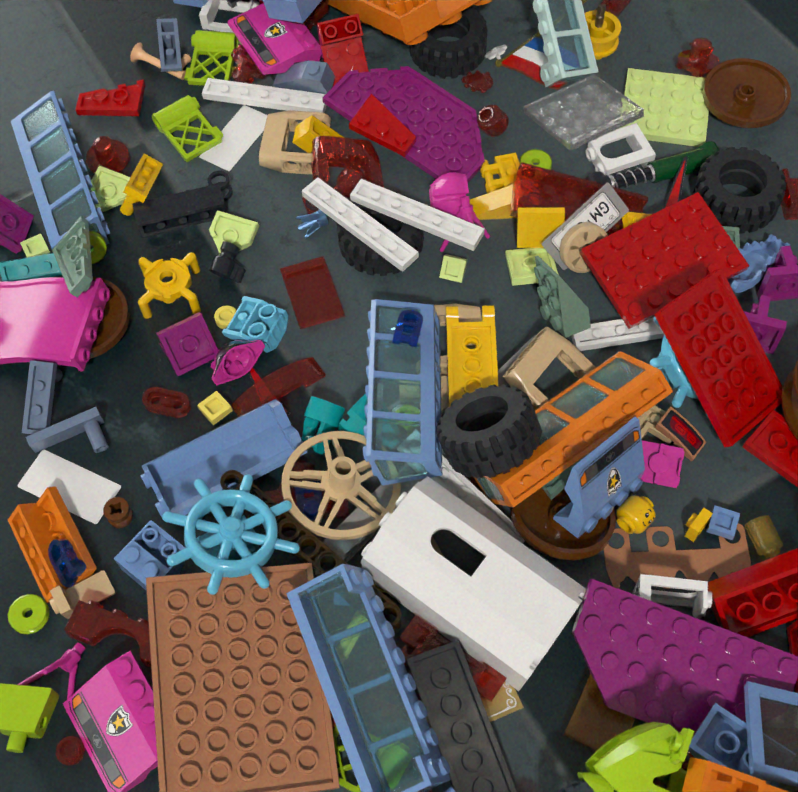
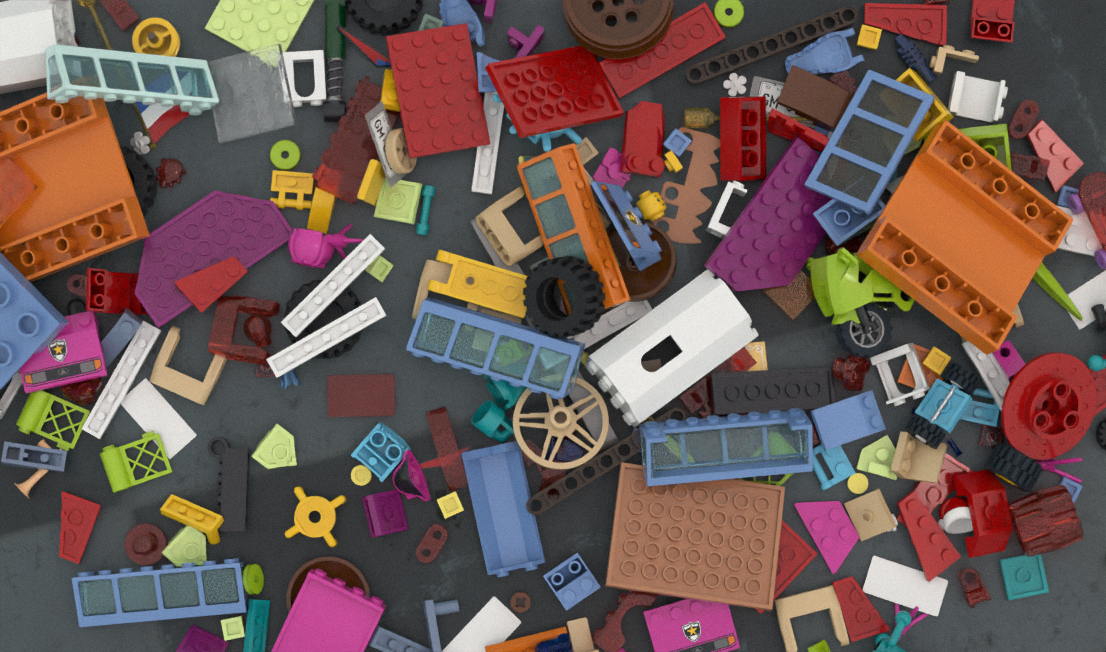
camera: 80 degrees left, 25 degrees up
(74, 257) = (273, 591): sand green wing -> none
(223, 264) = (310, 464): black piece -> none
(232, 545) = (583, 511): medium azure piece -> none
(310, 129) = (193, 344): yellow slope -> none
(411, 323) = (443, 326): clear blue plate -> none
(493, 120) = (230, 178): clear red head -> none
(511, 296) = (422, 227): none -> teal bar
(559, 302) = (452, 193): sand green slope -> none
(681, 432) = (595, 143): slope -> none
(709, 482) = (643, 140): none -> red slope

